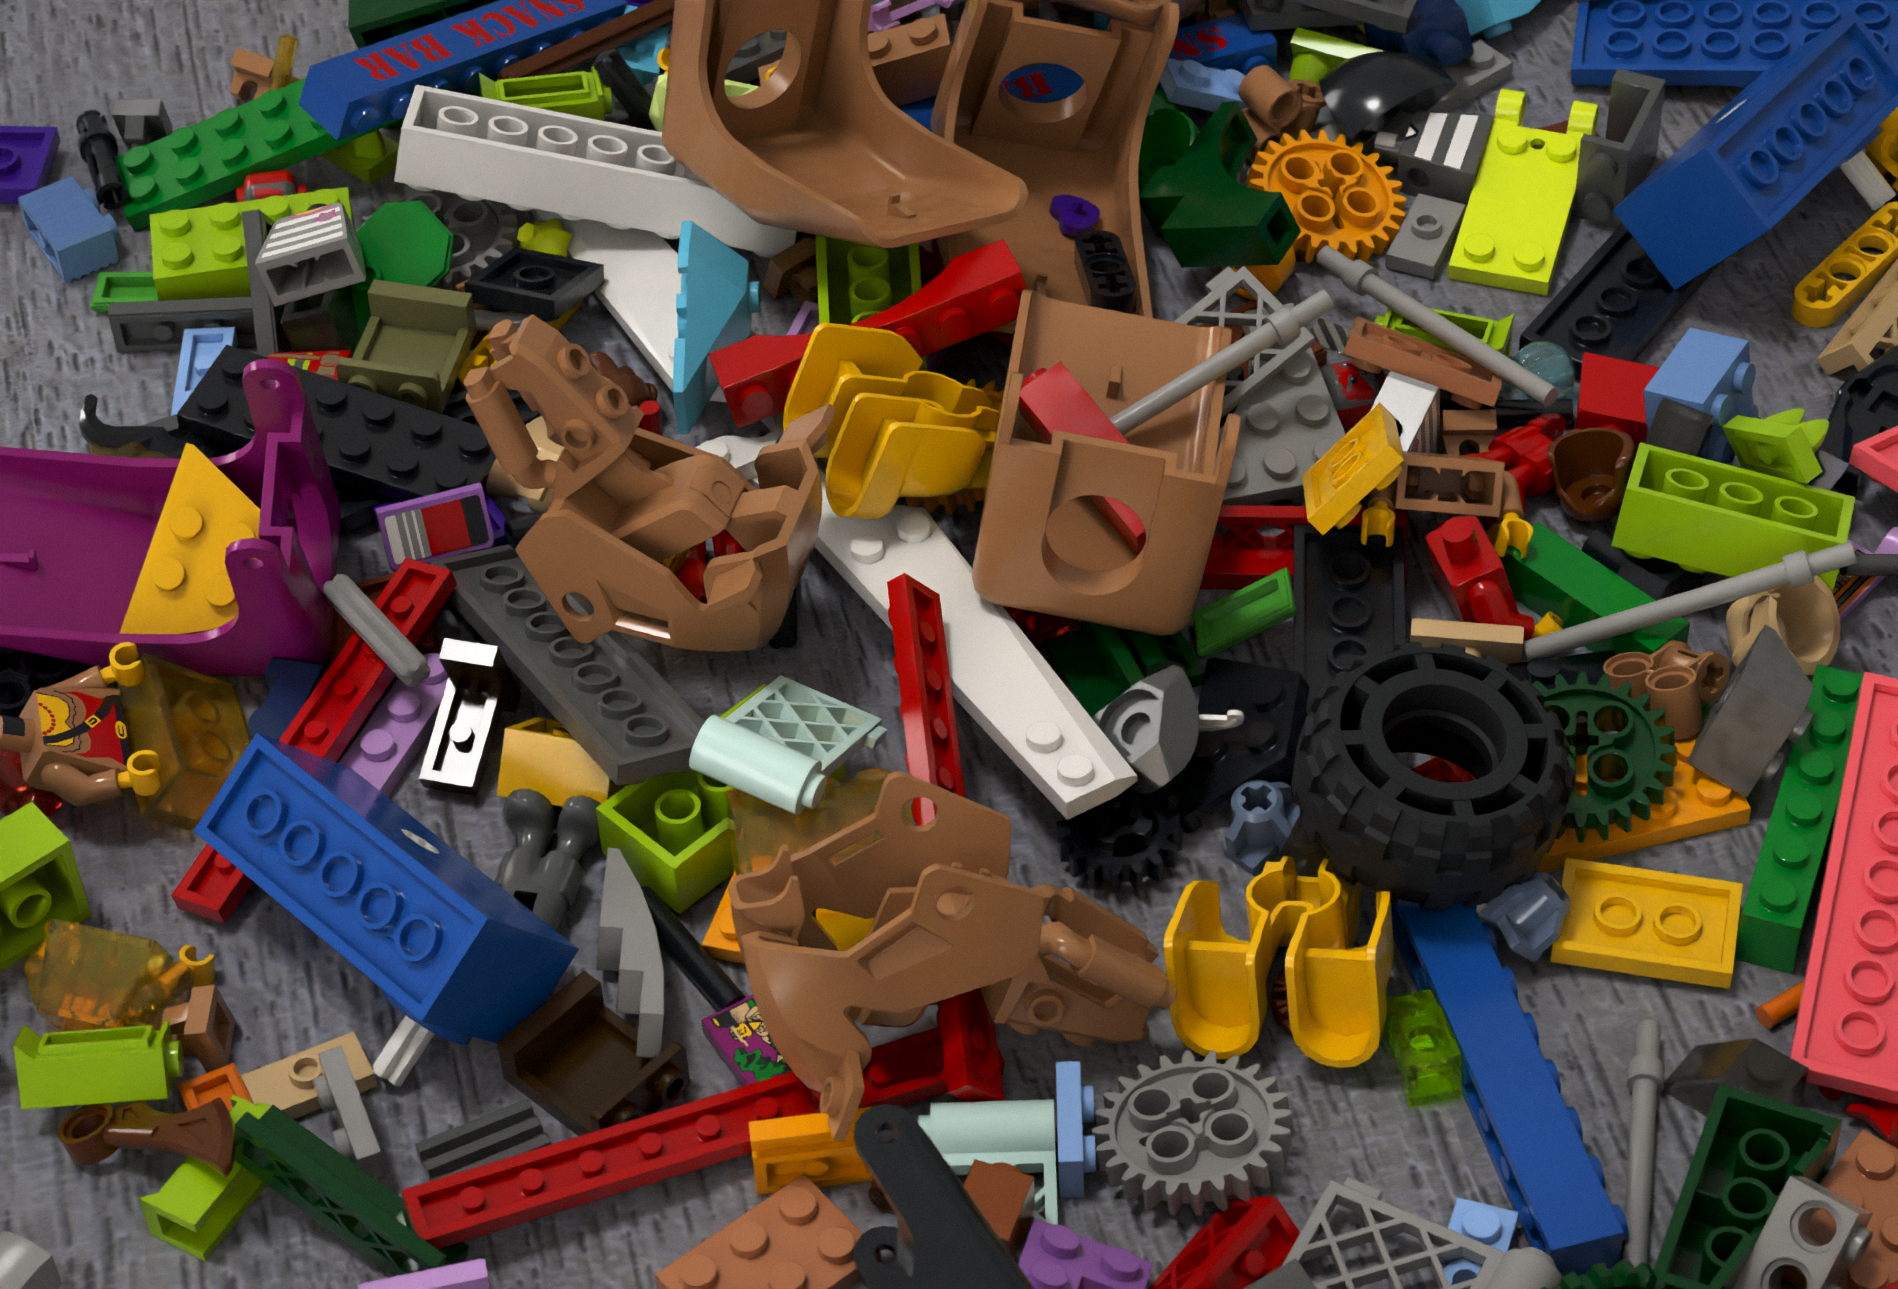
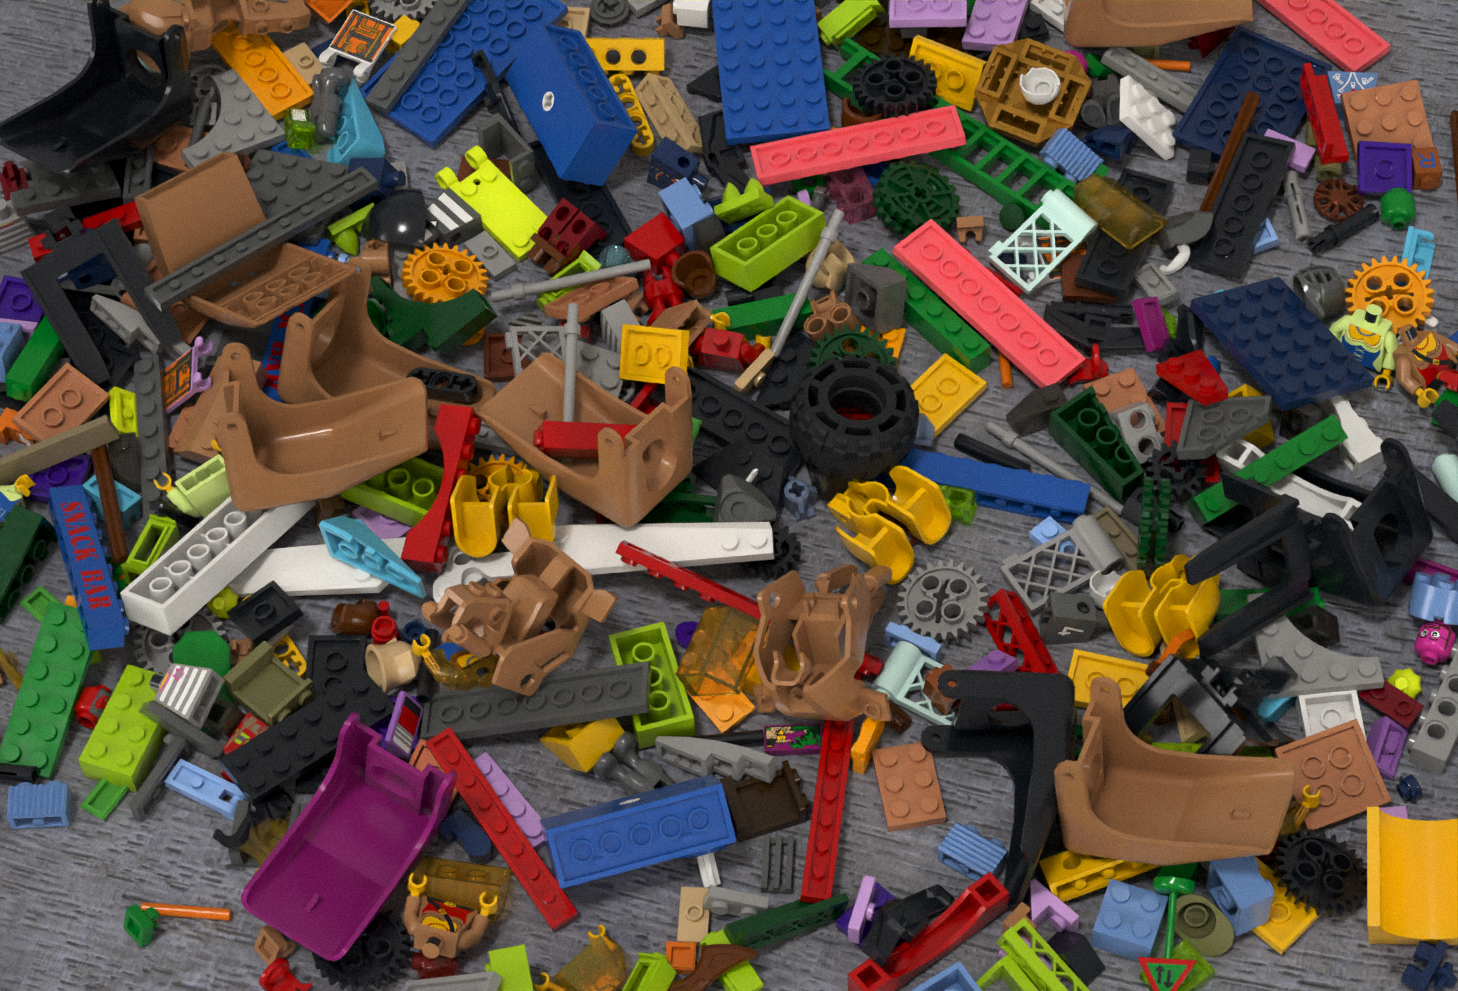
camera: 60 degrees left, 10 degrees up
(185, 572) = (362, 827): yellow wing -> none
(203, 1026) = (640, 942): medium nougat tile -> none
(376, 630) = (480, 770): light grey axle -> none
(468, 716) = (532, 765): bracket -> none
(760, 759) = (682, 650): light aqua piece -> none
(1074, 214) = (374, 377): dark purple piece -> none
(1526, 280) = (563, 237): none -> dark red hips
(1585, 1064) = (987, 453): none -> black axle
(1713, 84) = (495, 97): none -> black plate
(1786, 370) = (672, 163): none -> dark blue torso

